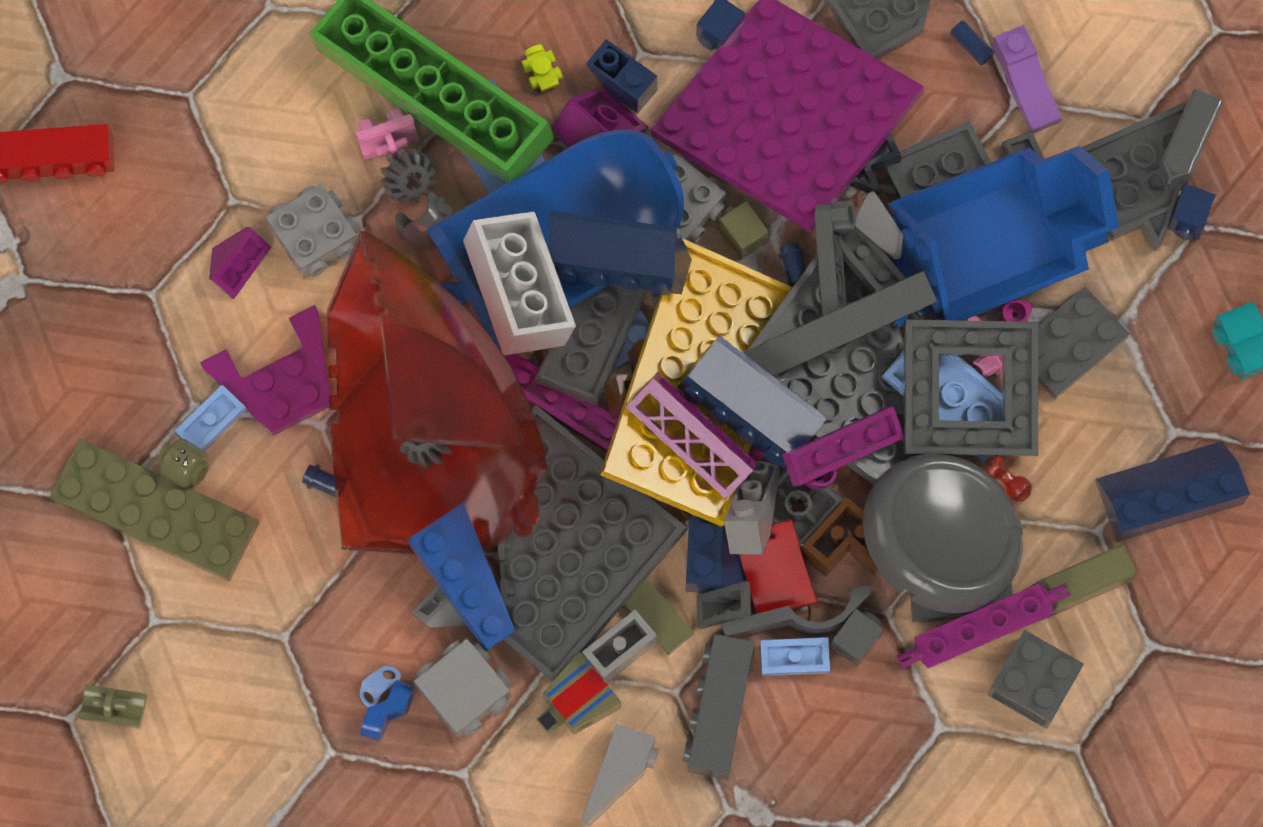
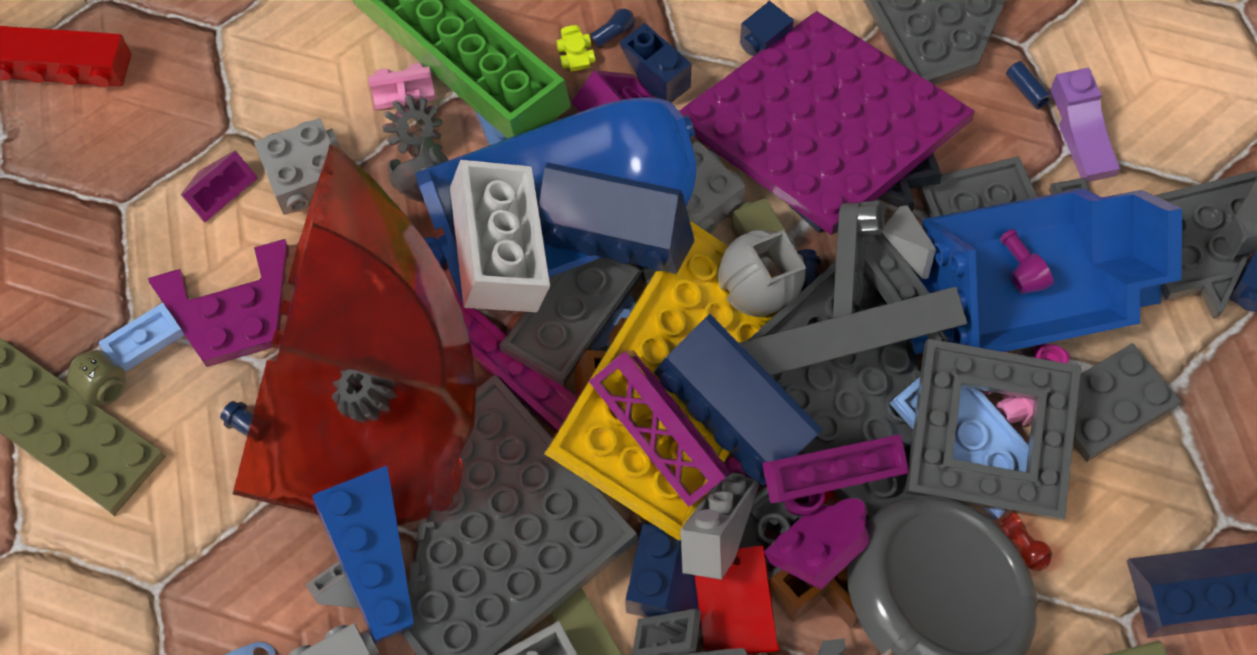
camera: 10 degrees right, 10 degrees down
(577, 38) = (619, 22): none -> dark blue arm
(743, 288) = (748, 280): none -> light grey piece
(840, 510) = (822, 542): none -> magenta plate
(989, 238) = (1032, 272): none -> magenta bar

